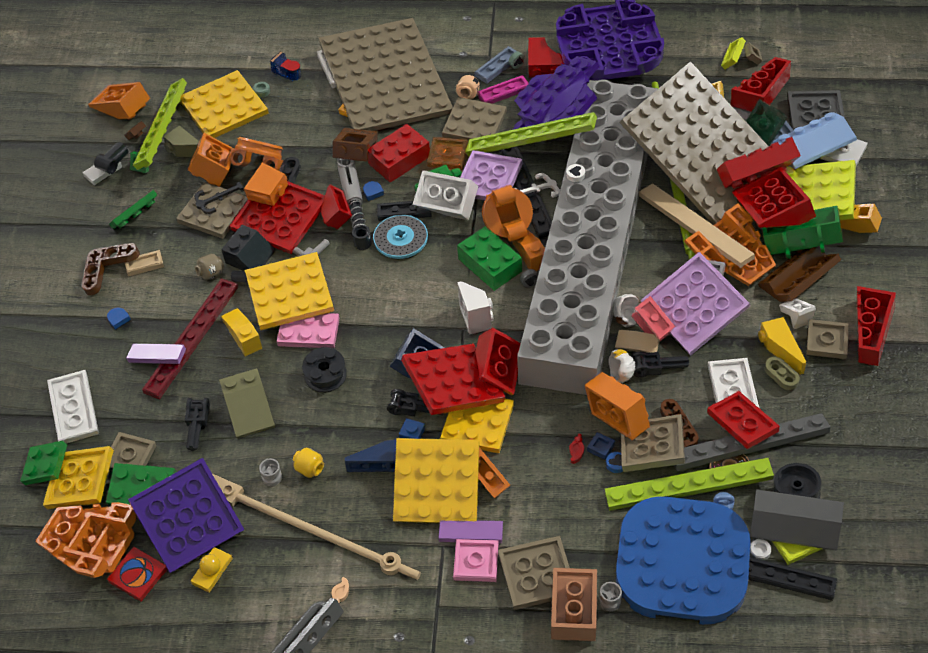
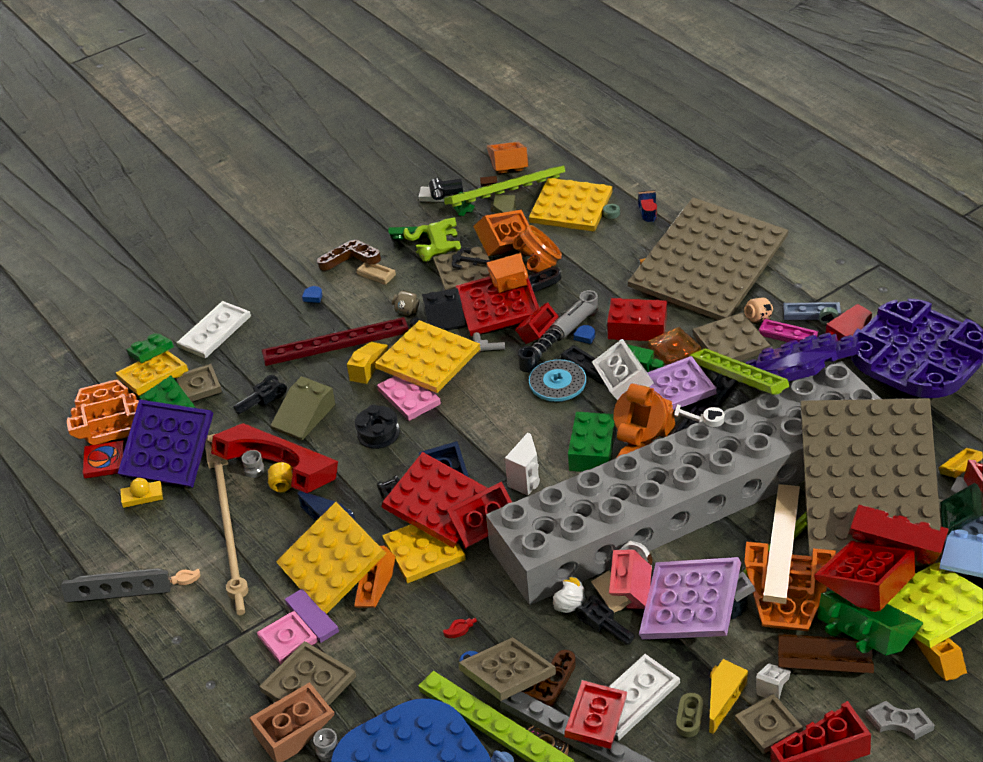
camera: 50 degrees right, 10 degrees down
(156, 353) = (298, 333): tile -> none
(164, 199) = (437, 234): none -> lime animal
(321, 436) = (309, 467): none -> red arch
(354, 144) = (620, 287): reddish brown window -> none
(412, 429) = (373, 516): blue plate -> none
(601, 446) = (475, 639): dark blue plate -> none
(617, 405) = (516, 616): orange brick -> none
(885, 273) = (888, 717): none -> light grey tile

